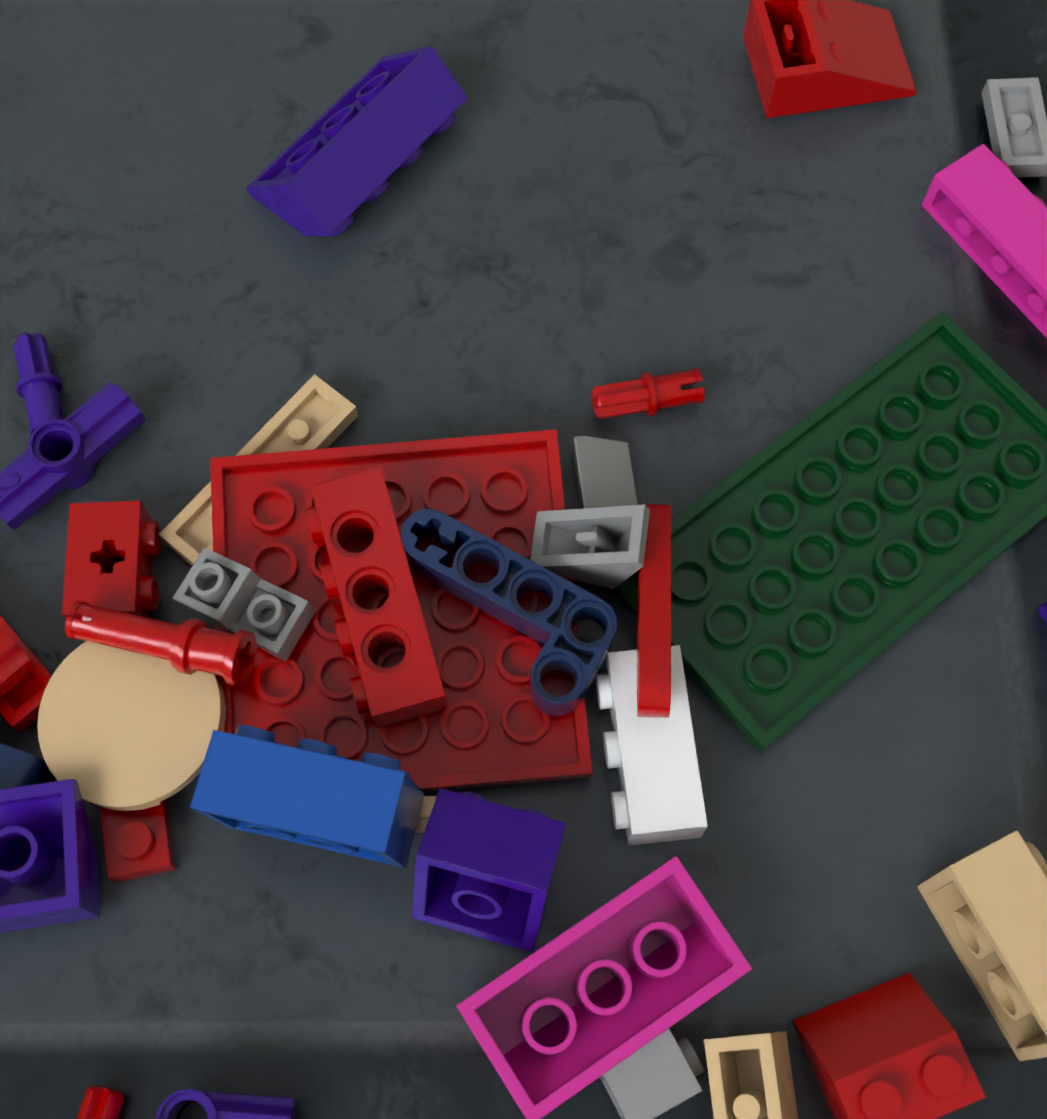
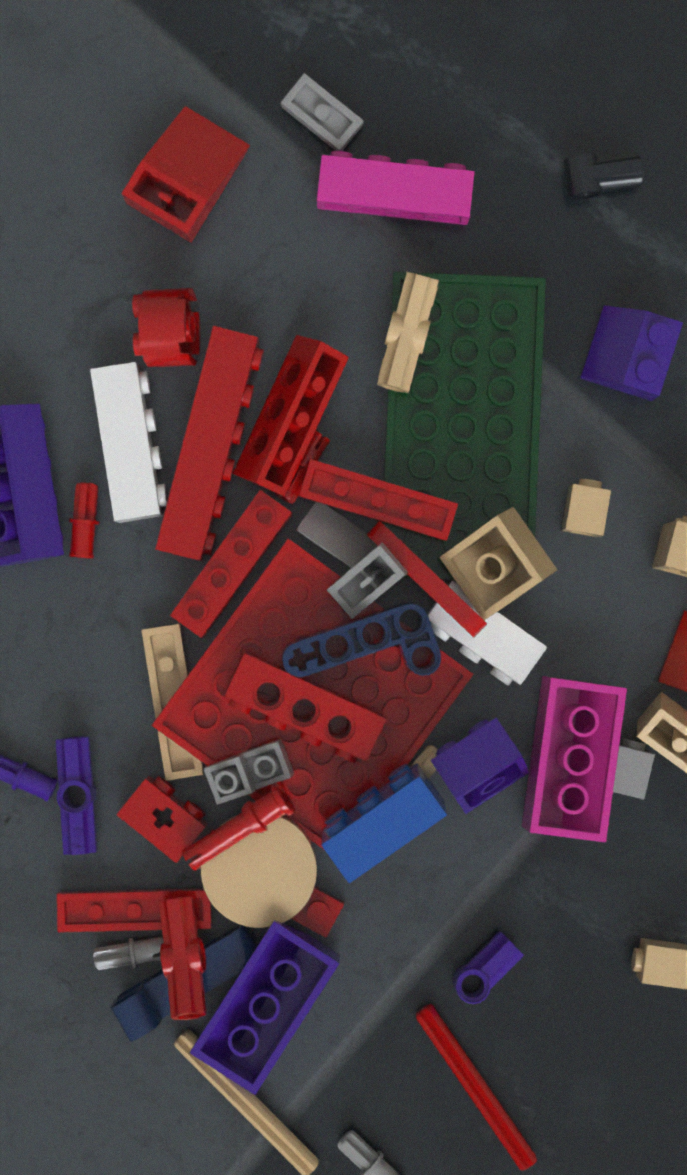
camera: 50 degrees left, 20 degrees up
(382, 236) = (84, 520): none -> red axle
(474, 400) = (231, 564): none -> red brick
(505, 210) = (128, 443): none -> white brick
(578, 284) = (208, 444): none -> red brick
(661, 144) = (166, 327): none -> red brick
(692, 330) = (290, 414): none -> red brick
(694, 489) = (378, 500): none -> red plate
(752, 674) = (498, 563): none -> tan slope
(900, 365) = (407, 332): none -> tan piece
(907, 735) = (586, 508): none -> tan brick

